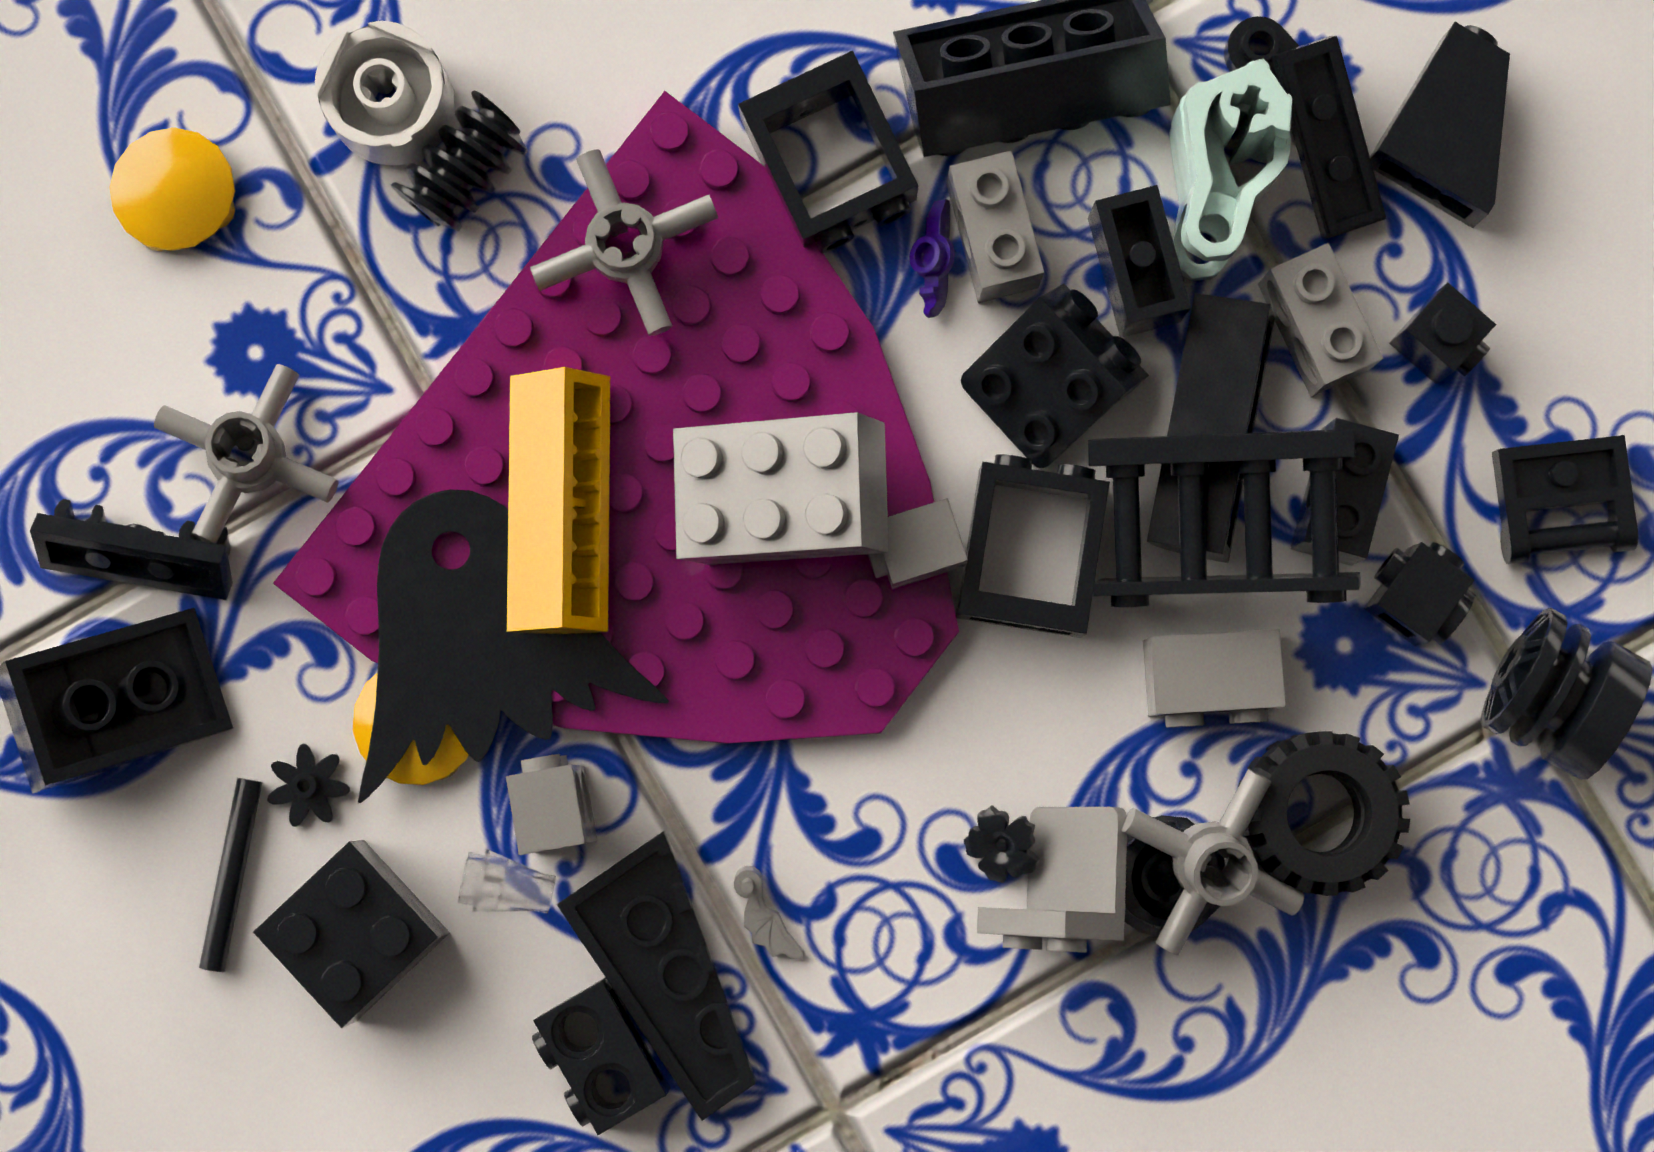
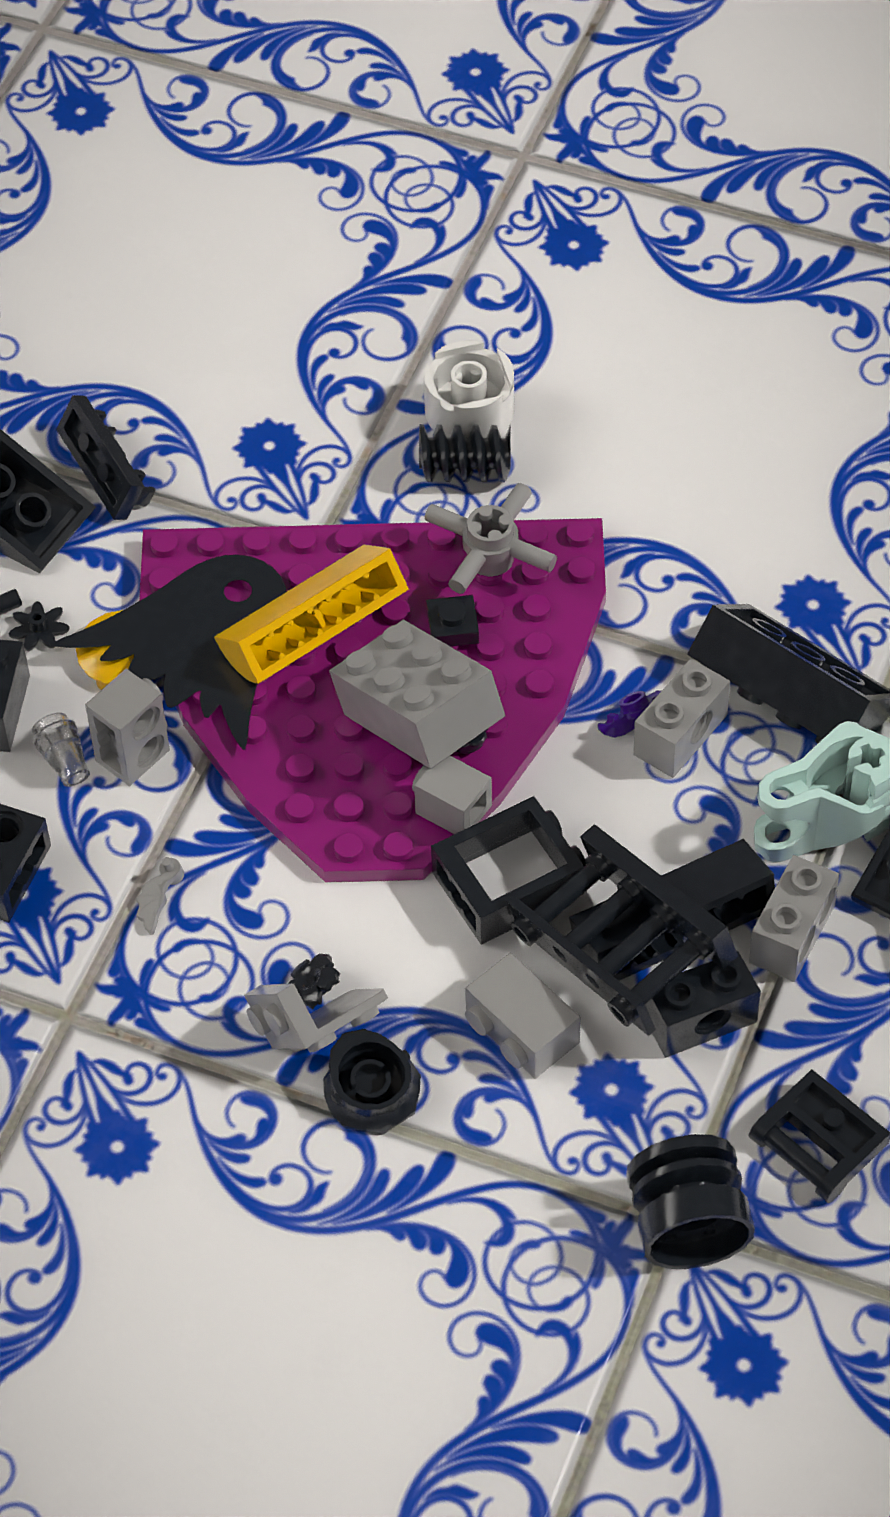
camera: 50 degrees right, 30 degrees down
(172, 189) = (324, 349): yellow dish -> none
(242, 430) = (206, 466): light grey bar -> none
(658, 963) = (79, 858): black wing -> none
(685, 362) = (453, 620): none -> black plate
(804, 97) = (657, 579): black window -> none
(1053, 375) = (631, 802): black bracket -> none
(1138, 261) = (727, 797): black brick -> none
(1192, 853) = (401, 1089): light grey bar -> none
(1375, 821) = (488, 1092): black tyre -> none
(1422, 593) = (681, 1093): black brick -> none
(1444, 335) = (852, 988): black brick -> none

